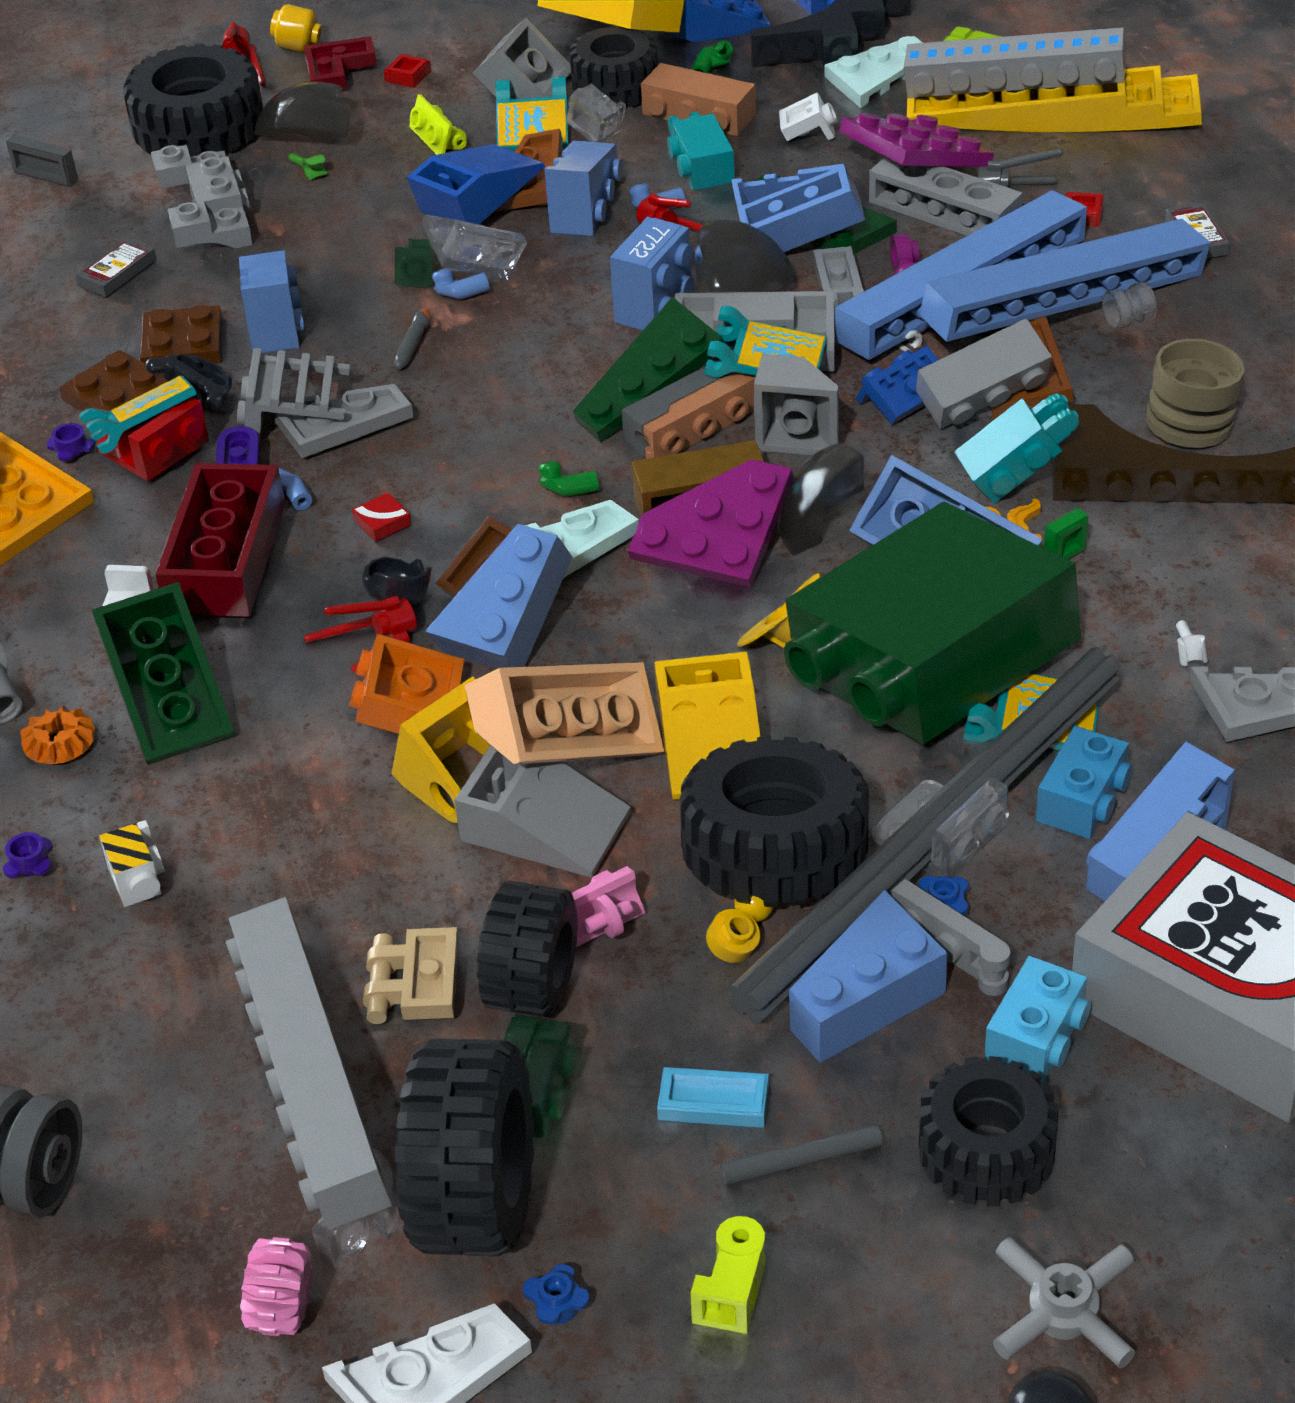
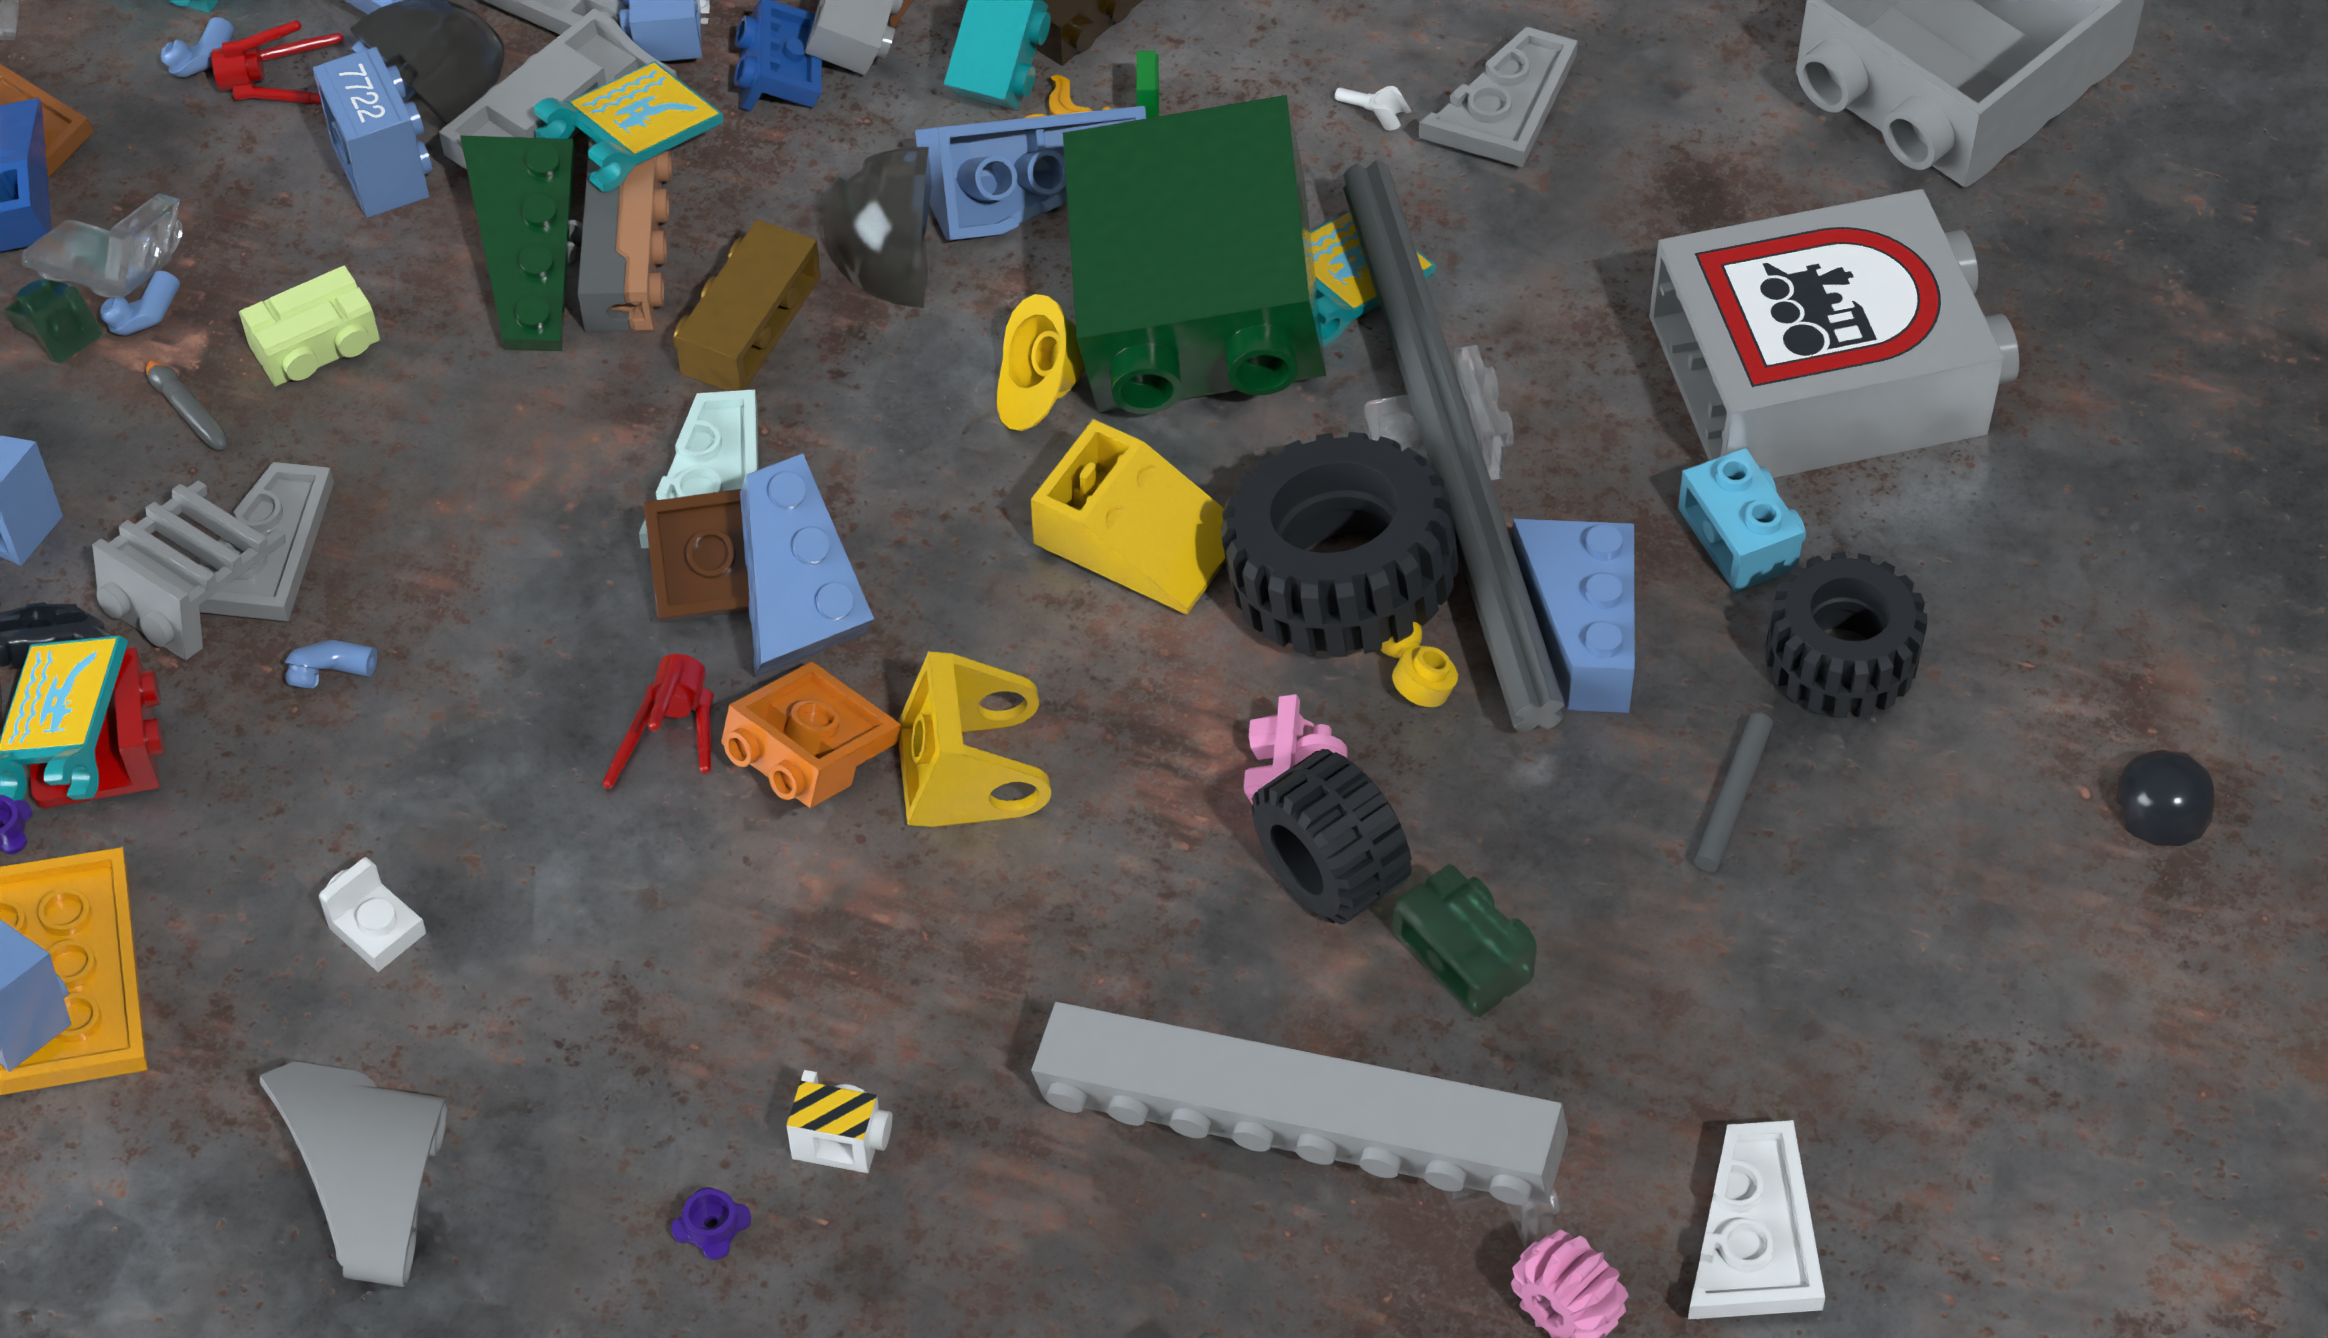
camera: 55 degrees left, 10 degrees up
(68, 743) = (531, 1122): orange gear -> none
(162, 673) = (551, 942): dark green slope -> none
(223, 537) = (384, 764): dark red brick -> none
(238, 446) = (234, 679): dark purple plate -> none
(381, 517) = (480, 605): red tile -> none
(395, 577) = (624, 648): black hair -> none
(428, 975) = (1244, 947): tan plate -> none
(465, 1147) = (1582, 1018): black tyre -> none
(504, 342) = (310, 326): none -> yellowish green brick
(539, 813) = (1112, 726): light grey slope -> none
(561, 1307) = (1739, 1089): blue plate -> none
(566, 484) = (609, 420): green arm -> none
(566, 712) = (1037, 615): light nougat slope -> none
(581, 186) = (115, 89): medium blue wedge -> none
(713, 1097) = (1605, 816): medium azure tile -> none
(717, 526) = (839, 333): magenta plate -> none
(731, 1292) = (1842, 922): neon yellow leg -> none
(794, 406) = (740, 156): light grey slope -> none
(947, 890) = (1524, 491): blue plate -> none
(964, 941) = (1627, 501): light grey plate -> none
(1064, 1302) = (2065, 706): light grey bar -> none
(1083, 782) = (1486, 295): dark azure brick -> none
(1186, 783) = (1612, 283): medium blue wedge -> none

